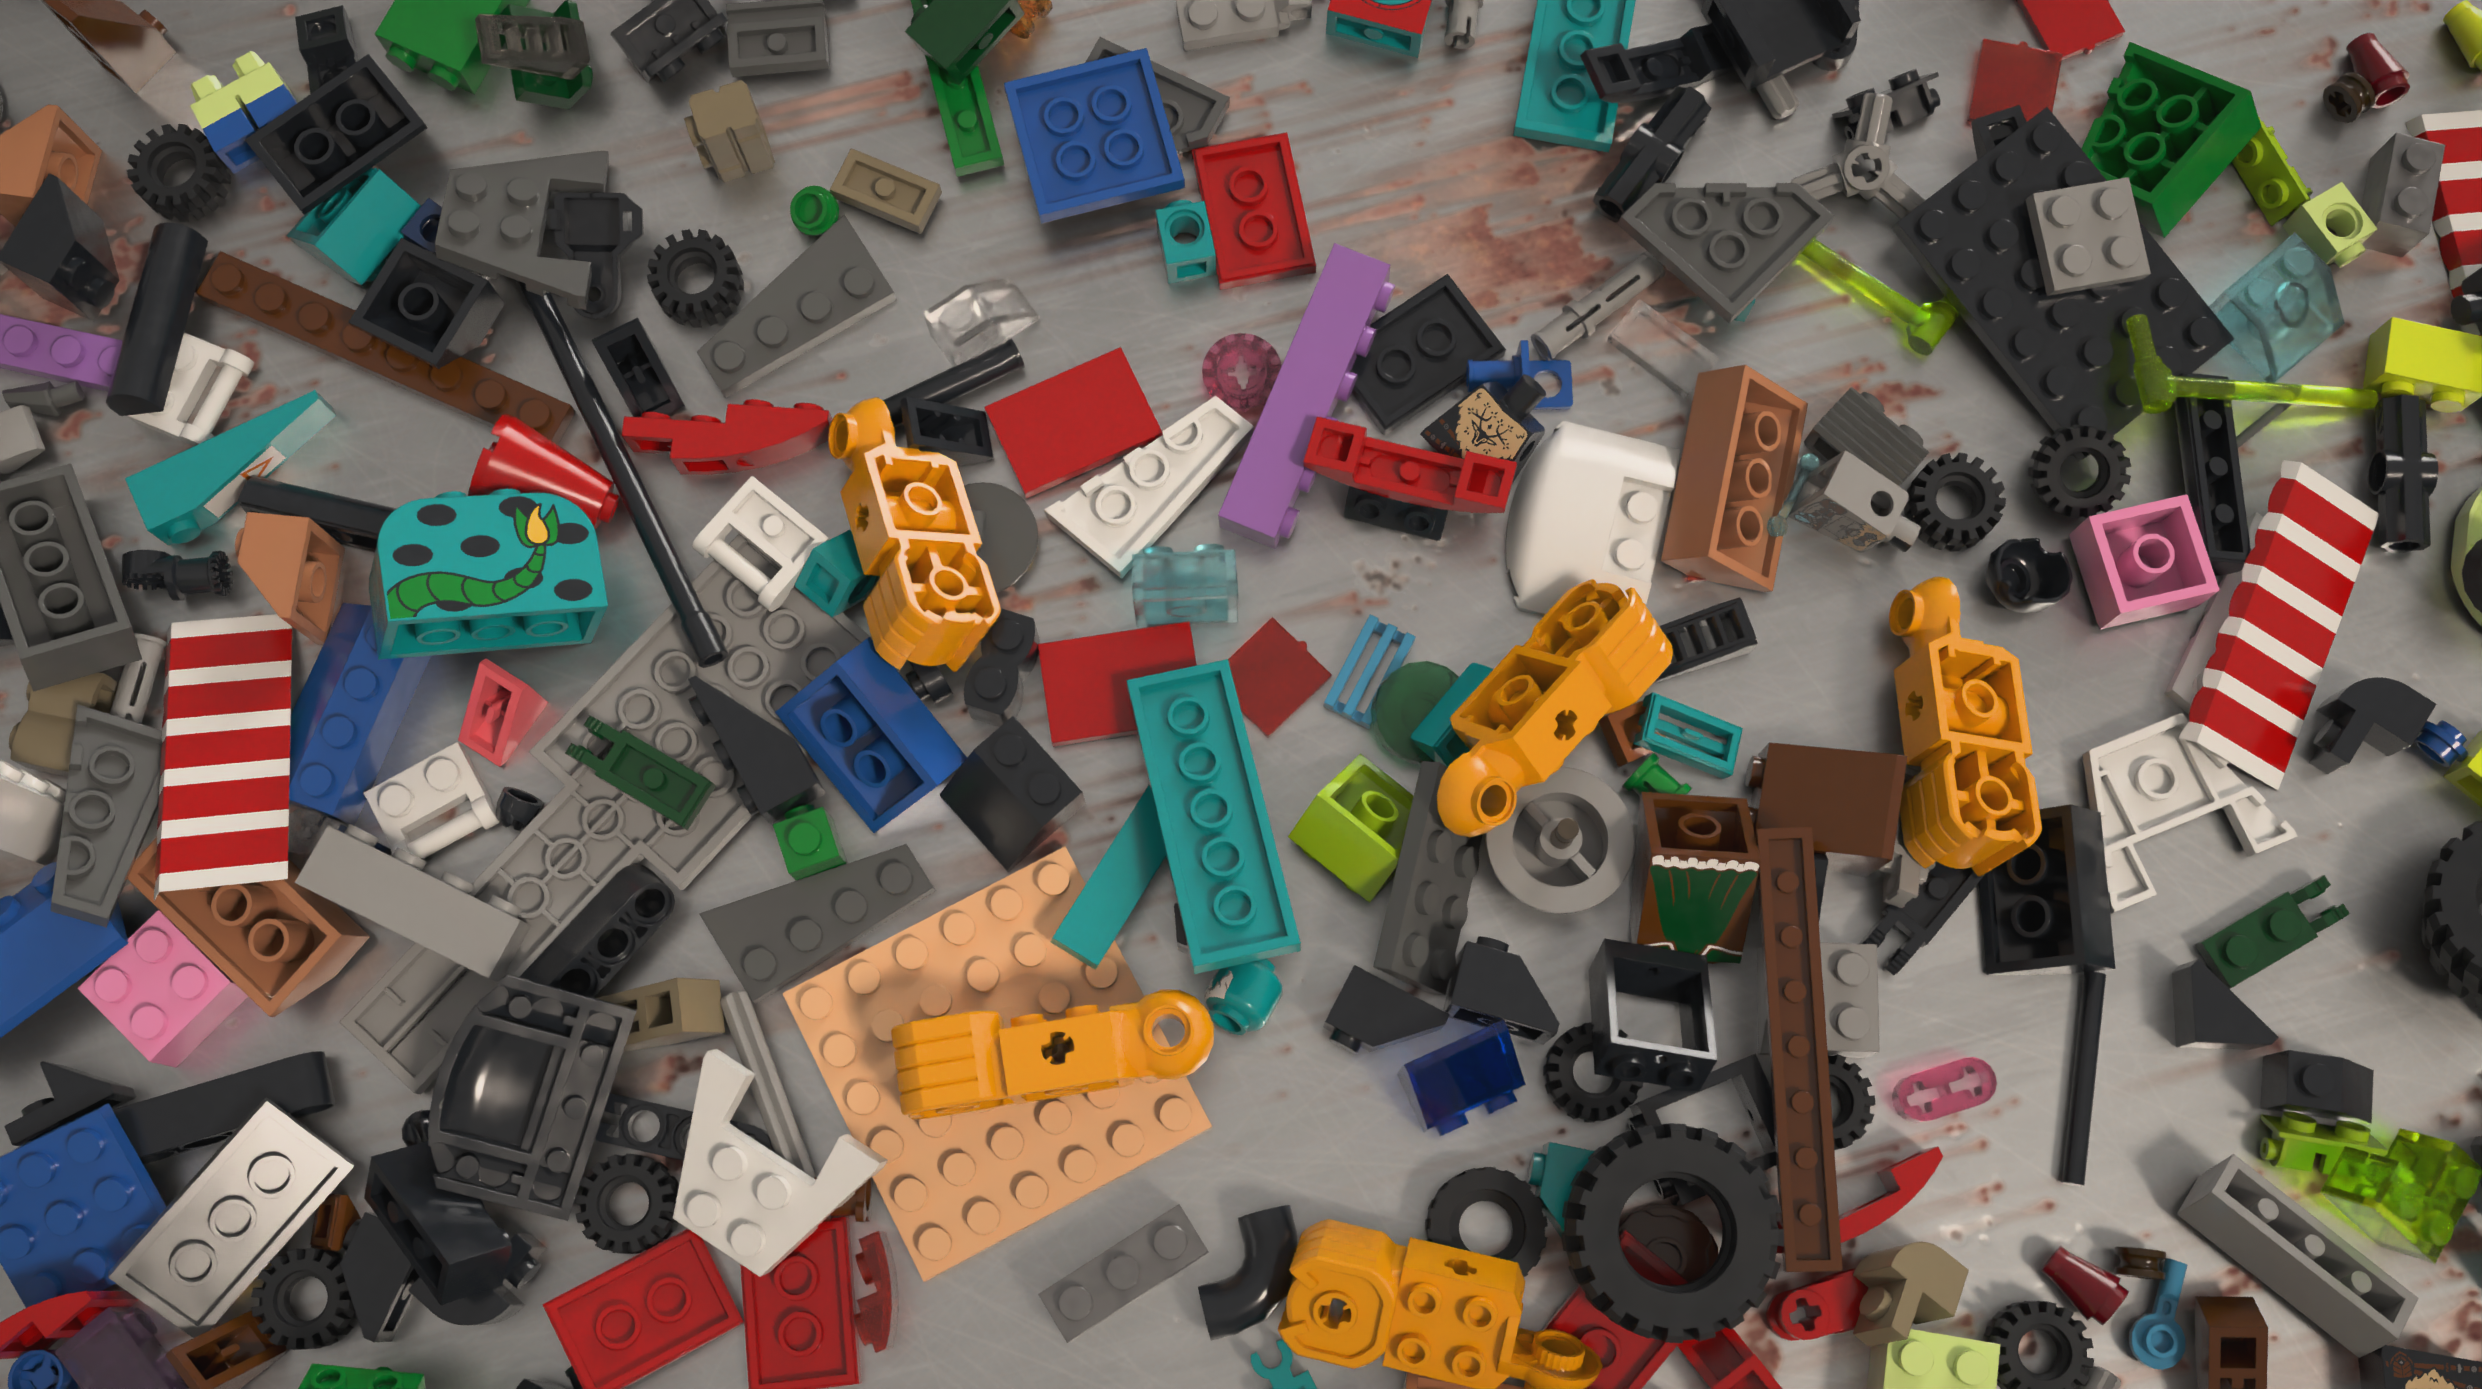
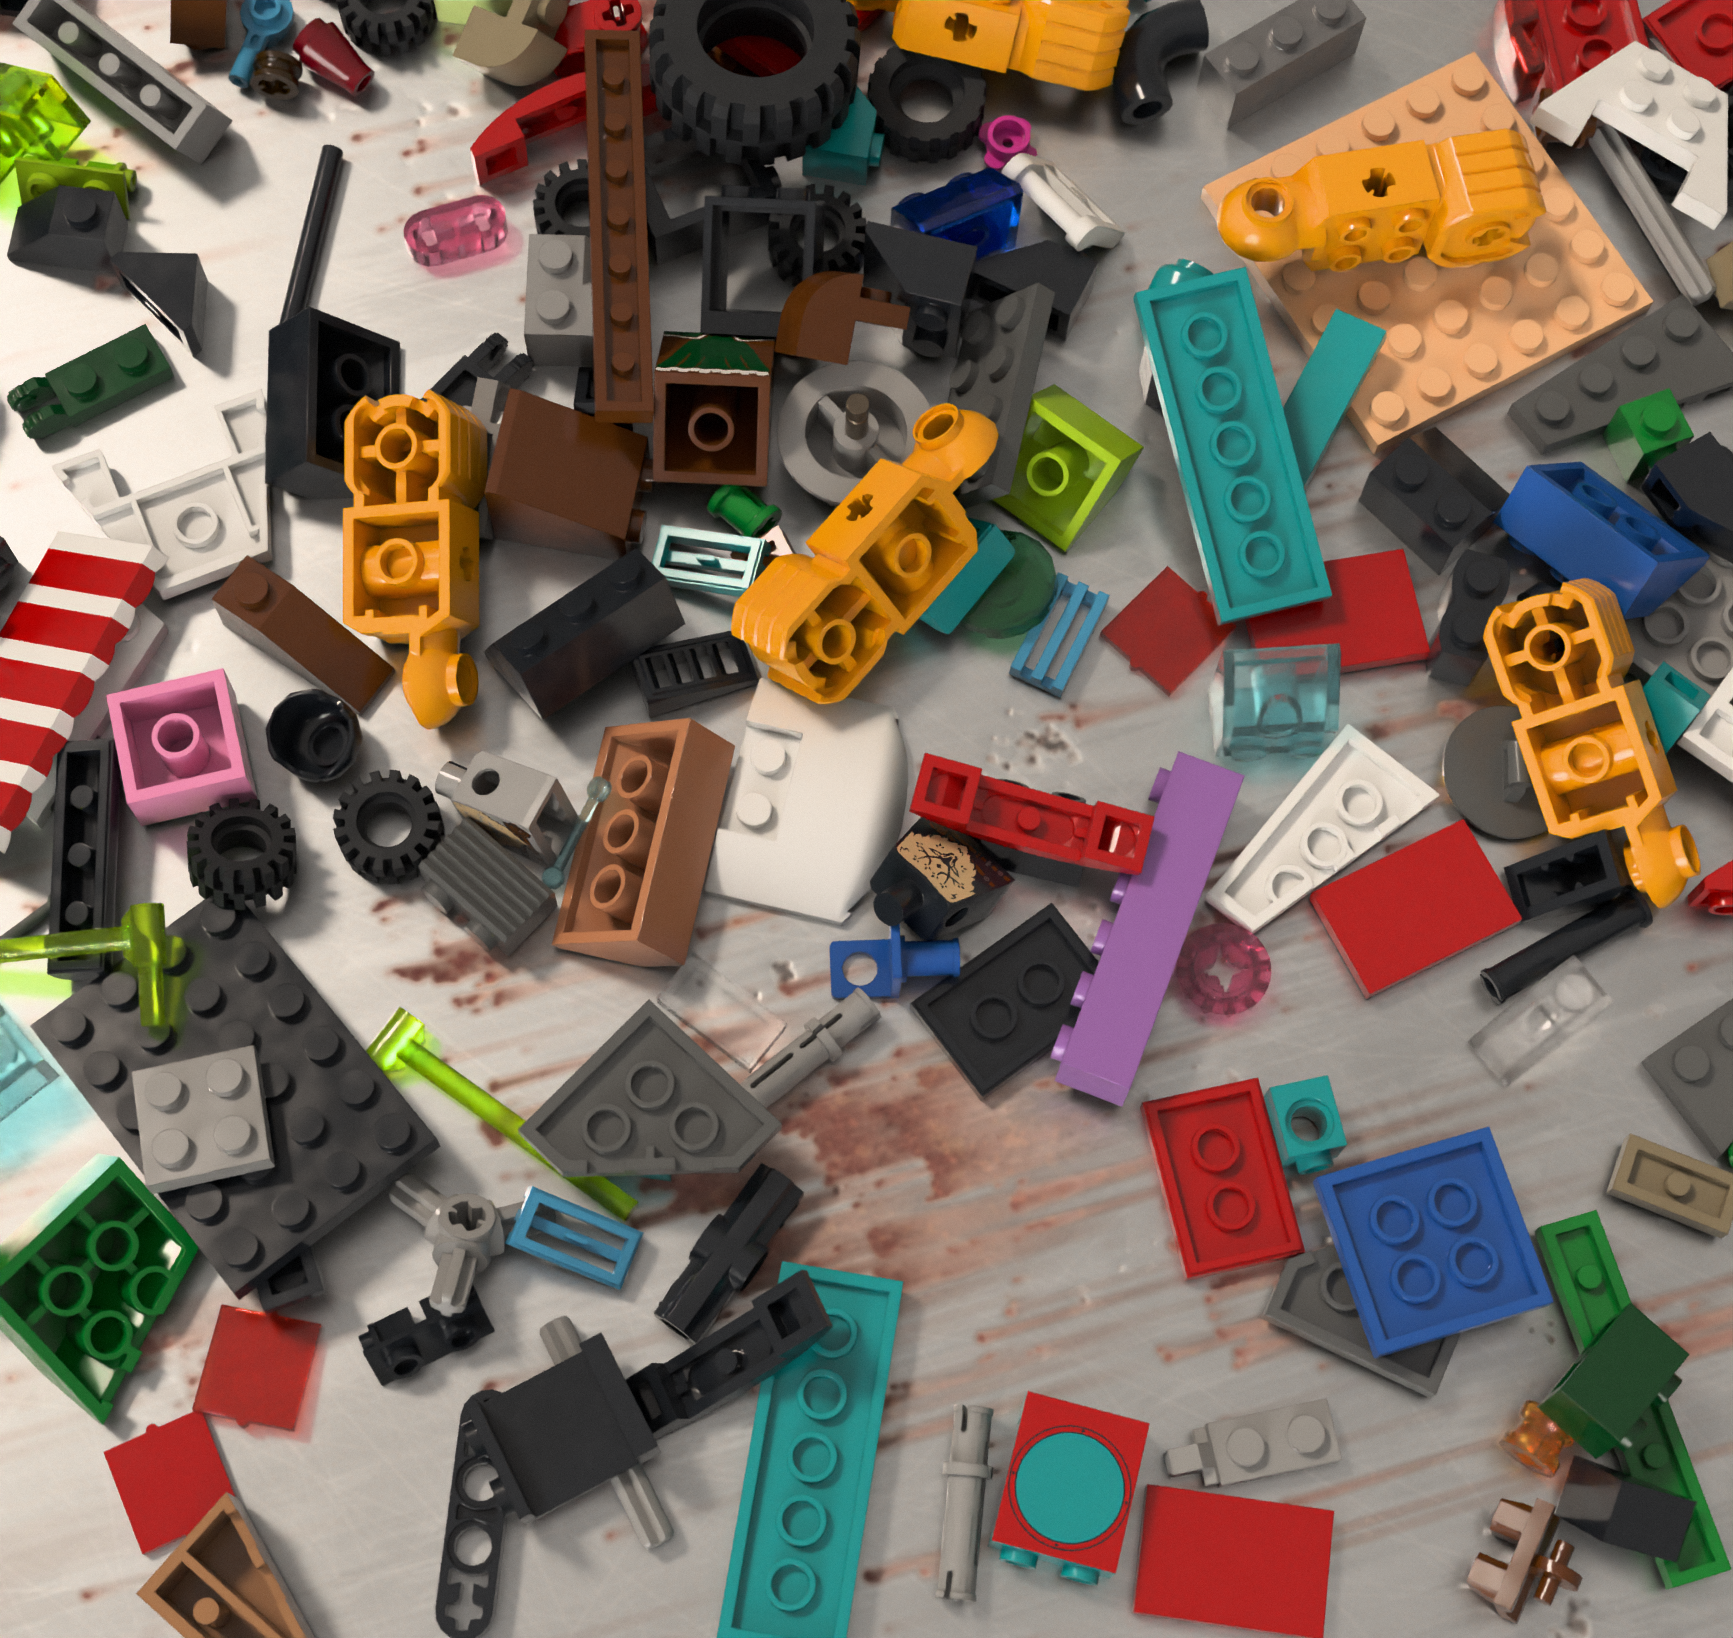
camera: 175 degrees right, 5 degrees down
(1345, 1104) = (1064, 202): none -> white plate
(1411, 1168) = (1002, 130): none -> dark pink plate
(1593, 946) = (823, 312): none -> reddish brown brick
(1775, 169) = (526, 1218): none -> dark azure tile
(1803, 661) = (587, 634): none -> black slope
(2059, 676) = (300, 635): none -> reddish brown slope

